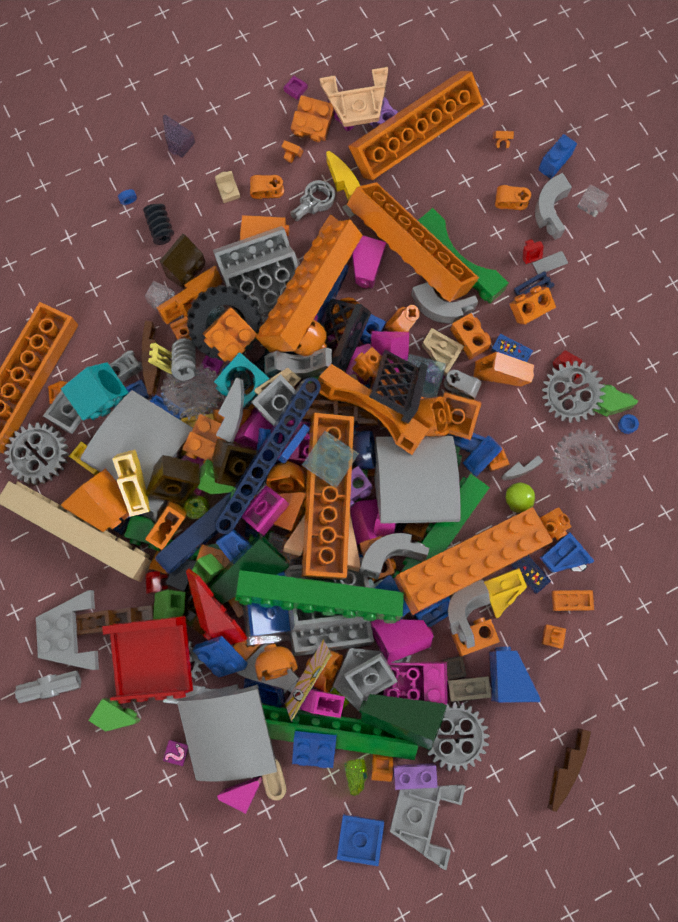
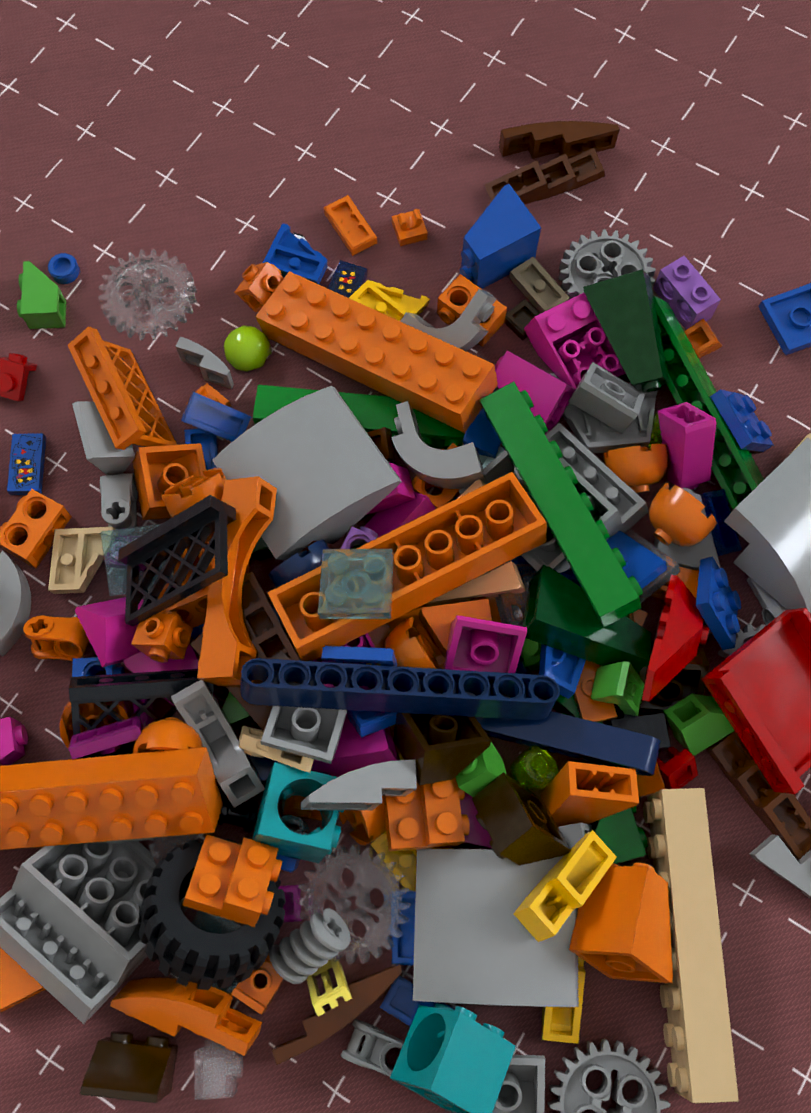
camera: 120 degrees left, 5 degrees down
(307, 679) = (670, 463): sticker -> none
(331, 314) = (105, 738): none -> magenta plate
(356, 775) = (731, 362): clear neon green rock -> none
(416, 816) = (732, 271): light grey wing -> none
(501, 390) = (97, 441): none -> light grey slope
(504, 369) = (66, 456): orange slope -> none
(522, 402) = (119, 392): none -> orange fence
(543, 742) = (550, 179): none -> reddish brown slope
(566, 376) = (34, 364): light grey gear -> none

